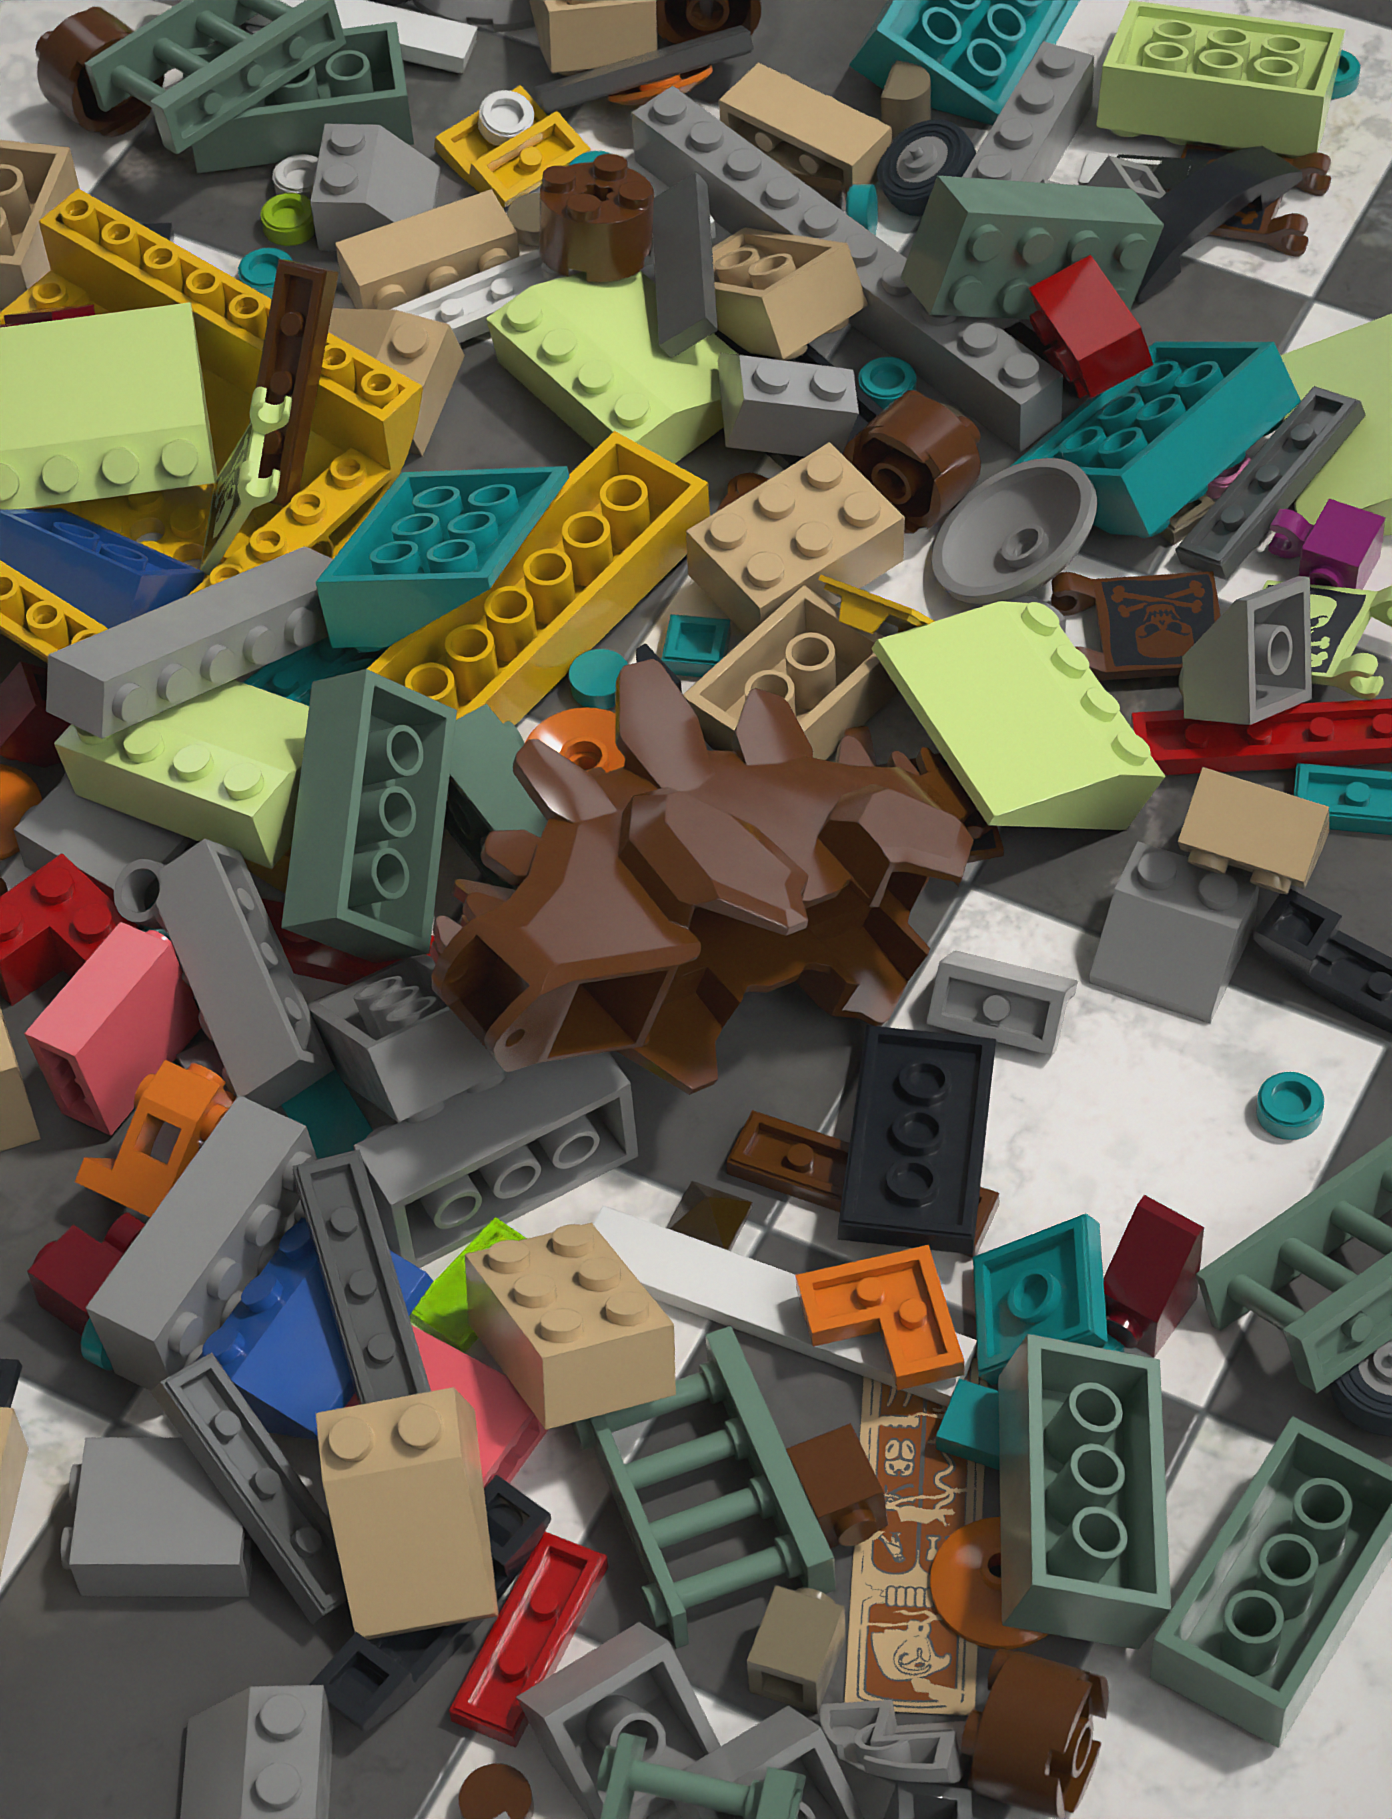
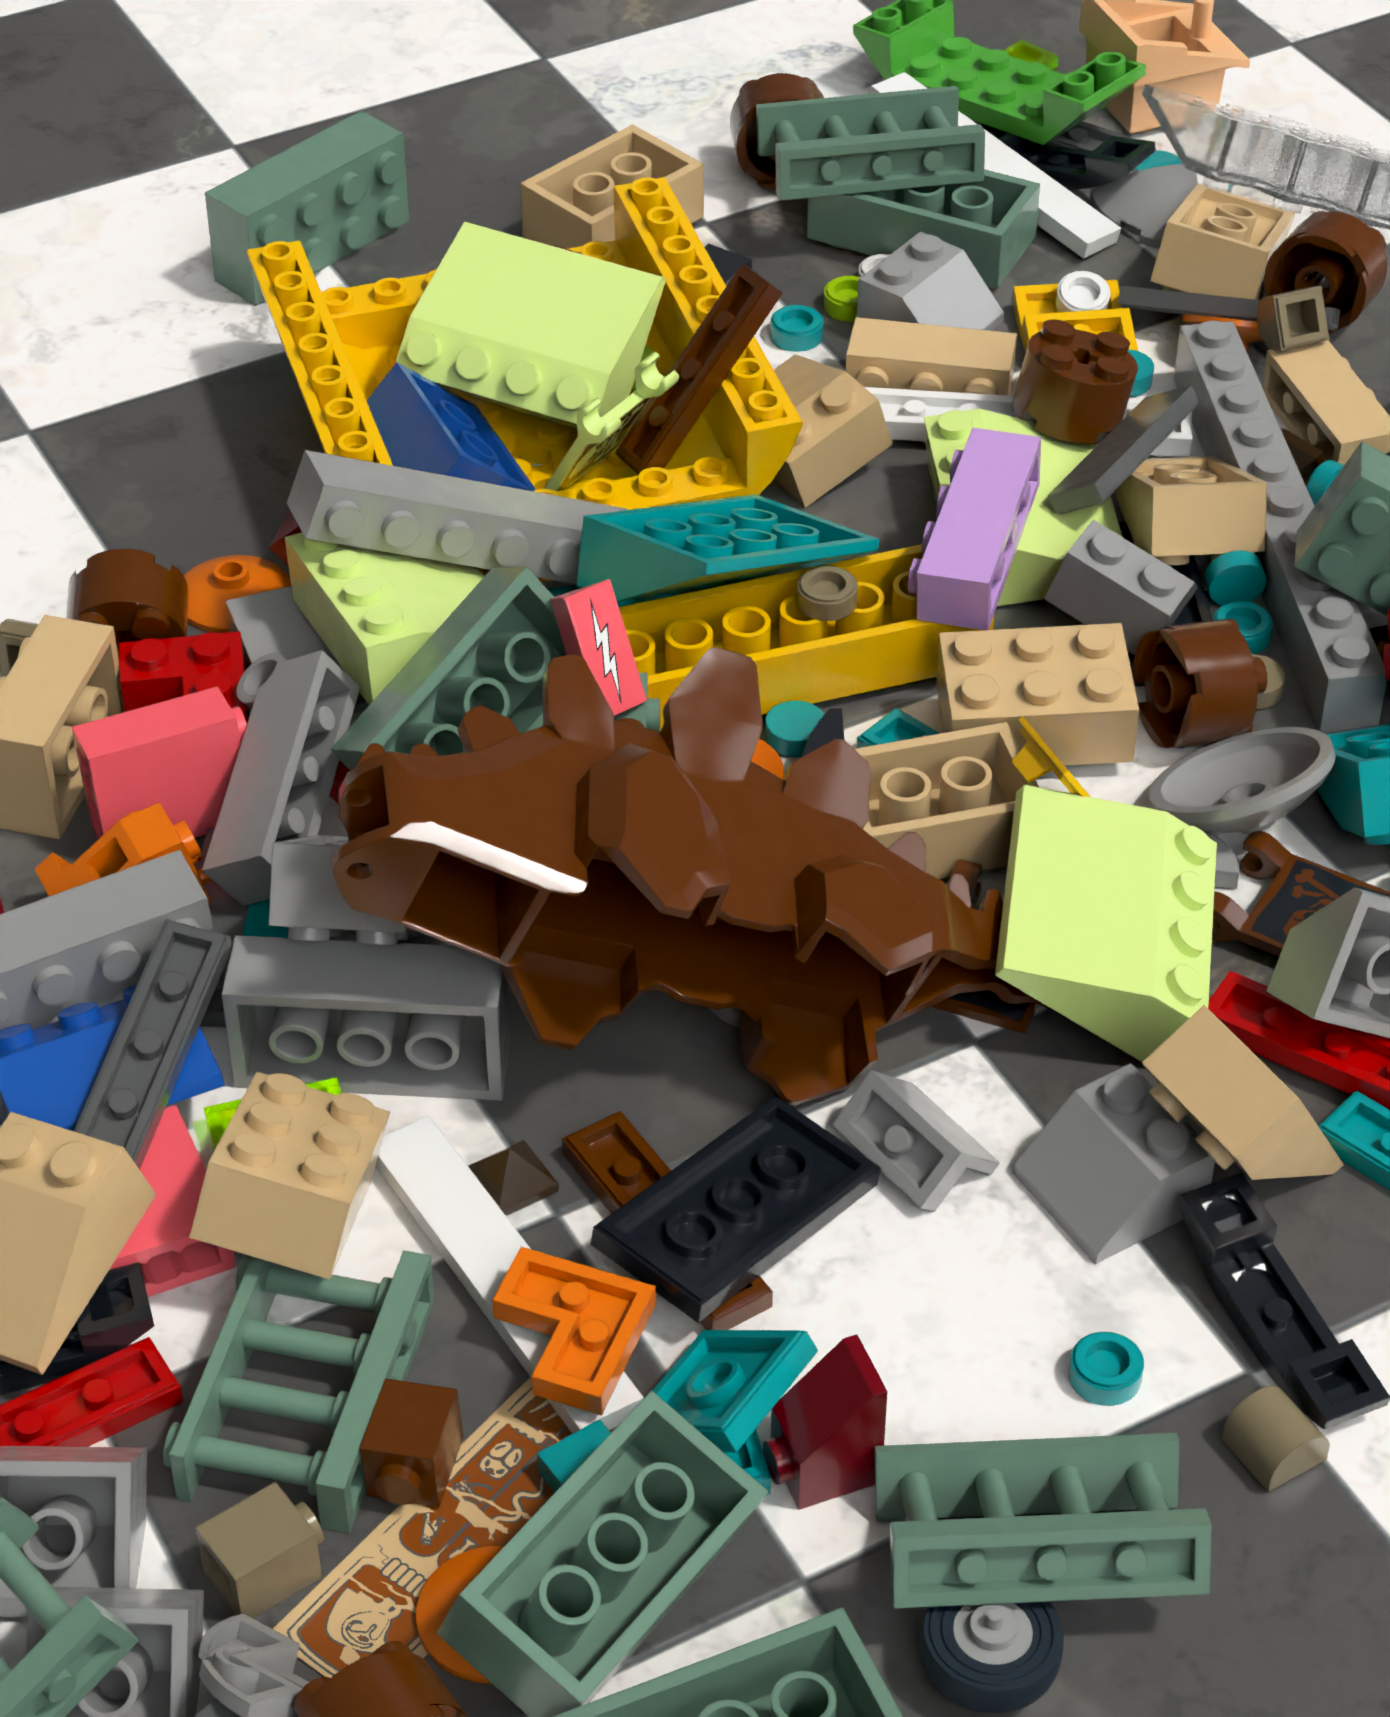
camera: 30 degrees right, 10 degrees down
(457, 712) = (595, 630): none -> coral slope
(560, 542) = (827, 593): none -> dark tan tile
(646, 413) = (976, 529): none -> lavender brick
(727, 60) = (1293, 319): none -> dark tan brick
(853, 340) = (1235, 577): none -> teal tile

